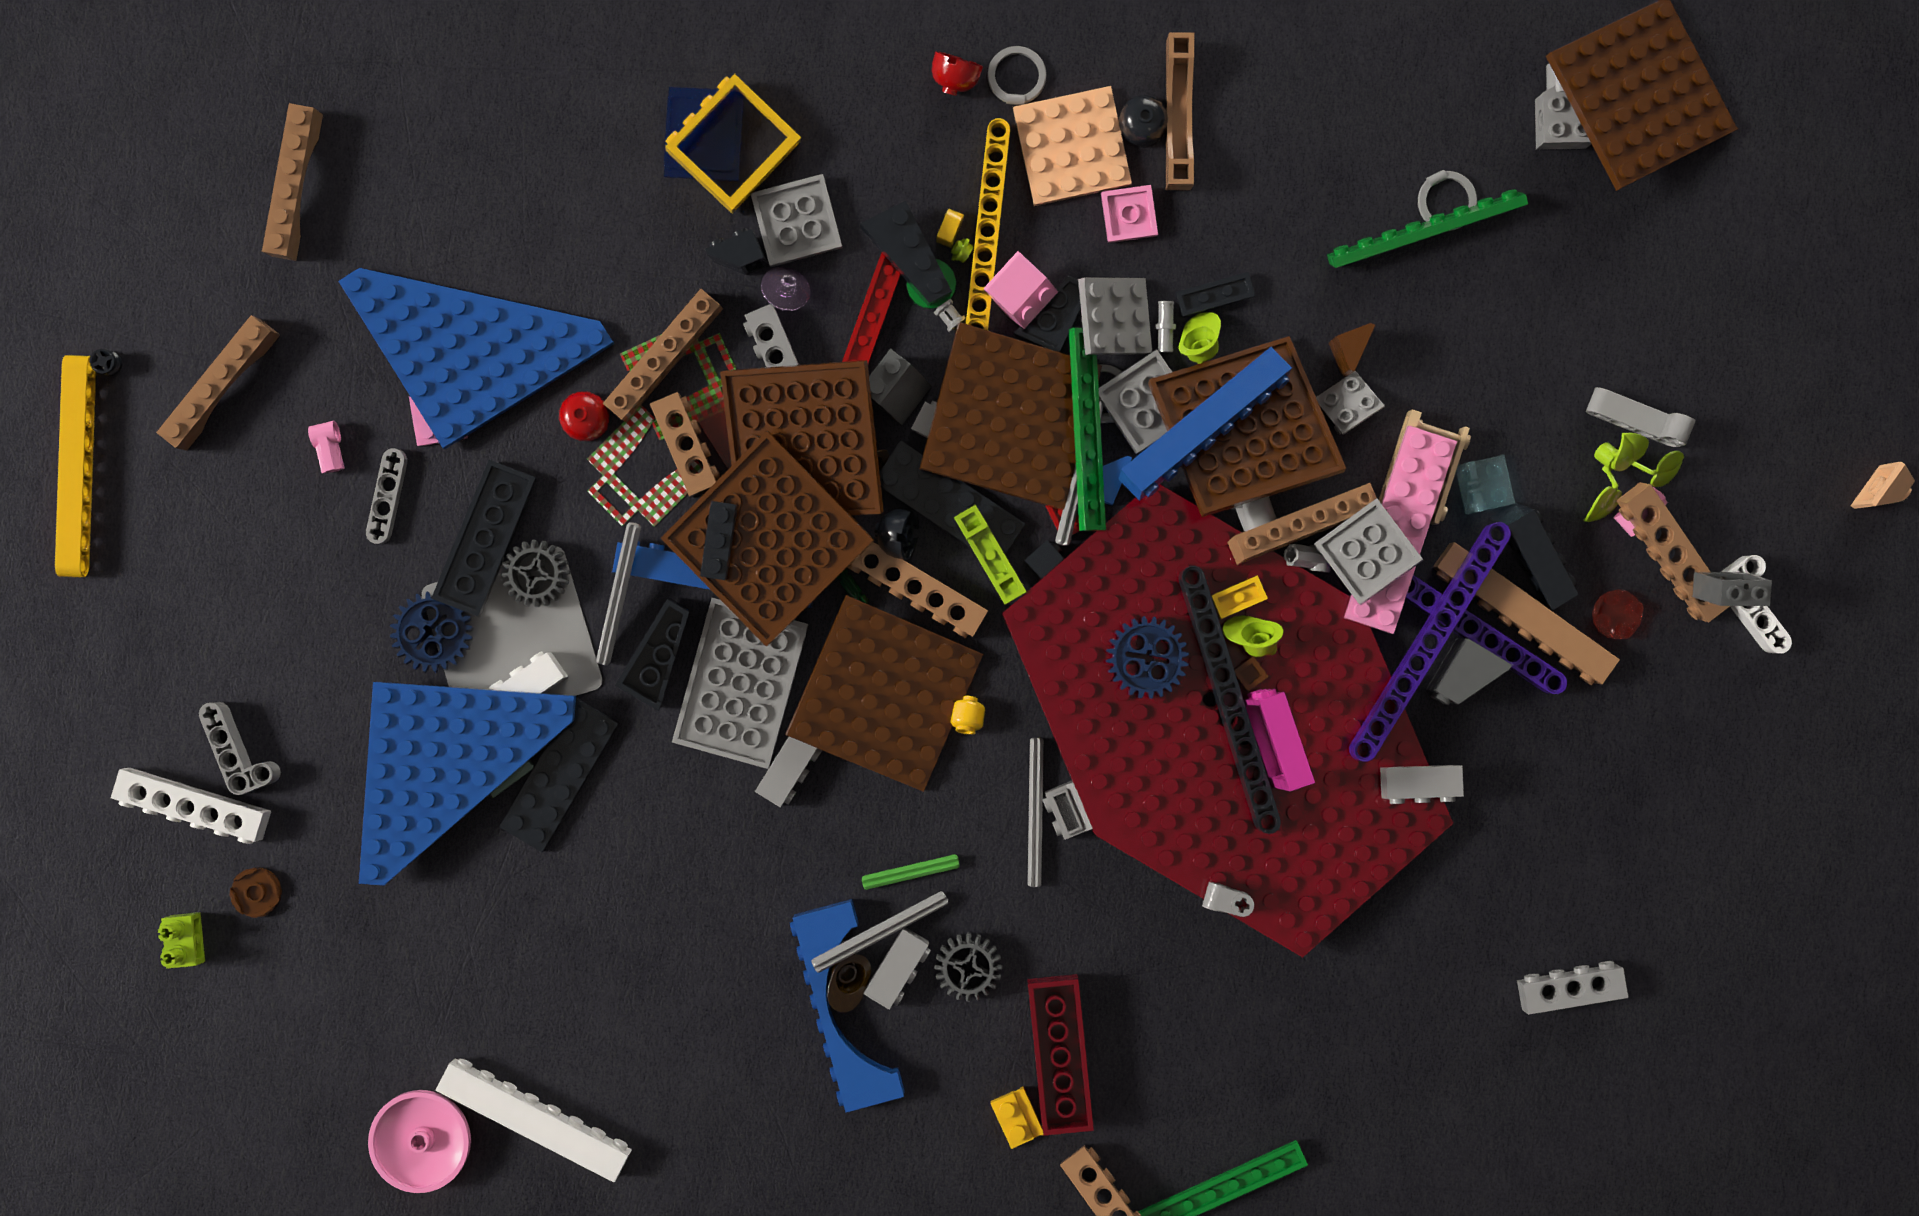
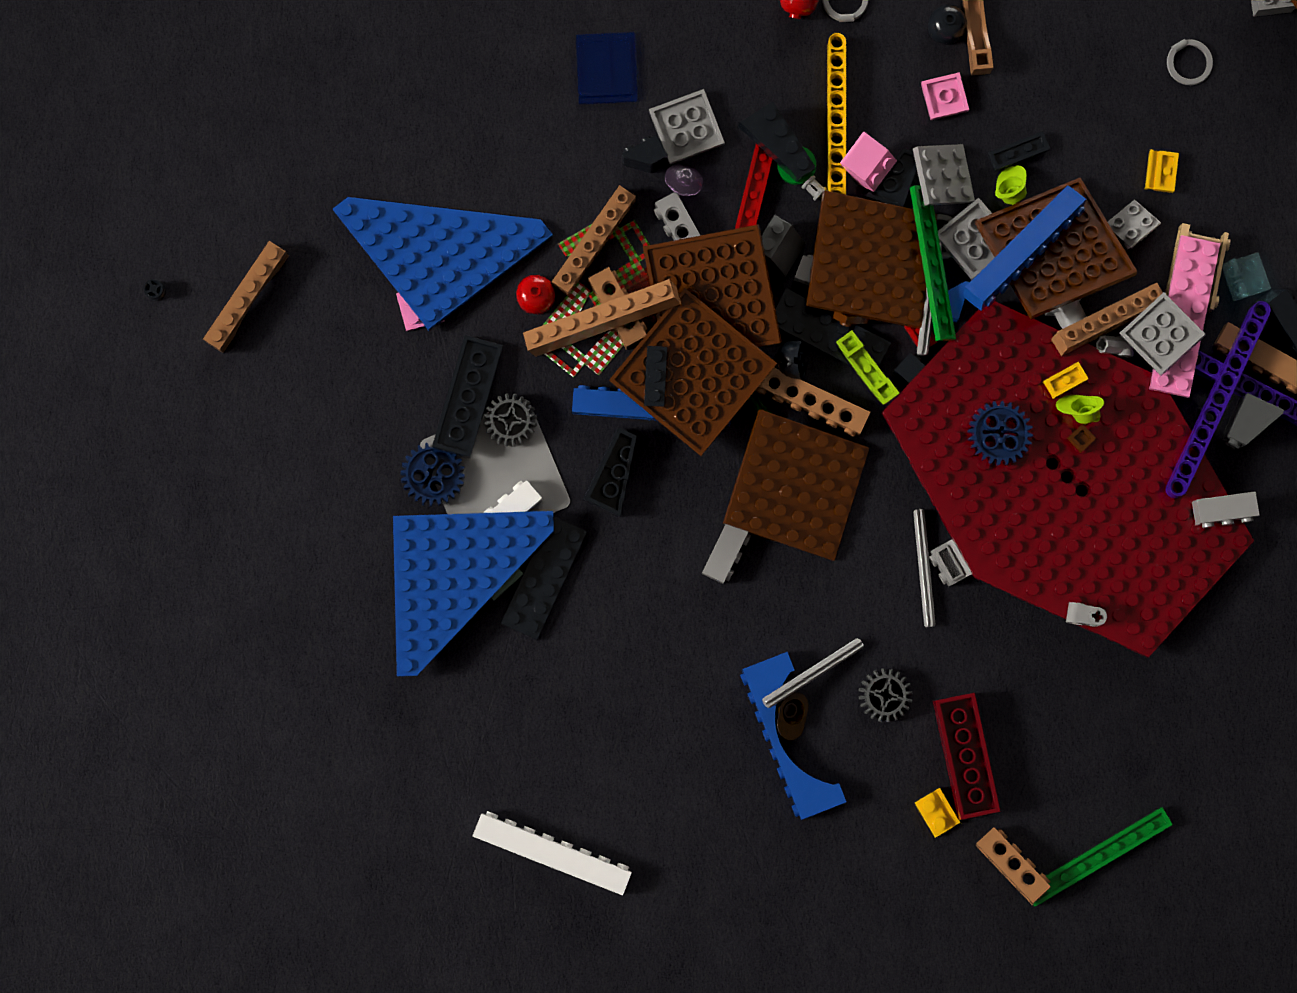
camera: 10 degrees left, 5 degrees down
(75, 467) = (137, 373): yellow beam -> none
(128, 793) = (204, 616): white brick -> none
(182, 940) = (256, 739): lime brick -> none
(233, 745) = (283, 580): light grey beam -> none
(255, 892) = (310, 696): reddish brown tile -> none
(297, 145) = (288, 138): medium nougat arch -> none
(326, 440) = (334, 333): bright pink piece -> none
(382, 495) = (385, 372): light grey beam -> none
(419, 1141) = (463, 879): bright pink dish -> none
(618, 593) = (578, 429): light grey axle -> none
(660, 458) = (602, 318): none -> medium nougat brick
(738, 688) = (679, 493): light grey plate -> none
(766, 168) = (611, 101): yellow window -> none
(897, 968) = (829, 702): light grey brick -> none
(910, 871) = (831, 625): bright green axle -> none
(949, 228) = (806, 121): yellow piece -> none
(961, 250) = (817, 136): lime plate -> none
(968, 715) = (863, 496): yellow head -> none
(973, 491) = (848, 320): none -> reddish brown plate
(1072, 146) = (894, 49): light nougat plate -> none
(1165, 326) = (983, 179): light grey pin -> none
(1238, 709) = (1068, 469): black beam -> none
(1278, 740) = (1110, 481): dark pink window -> none
(1349, 348) = (1127, 180): reddish brown slope -> none
(1394, 338) = (1161, 171): none -> yellow plate
(1417, 231) = (1183, 81): green plate -> none

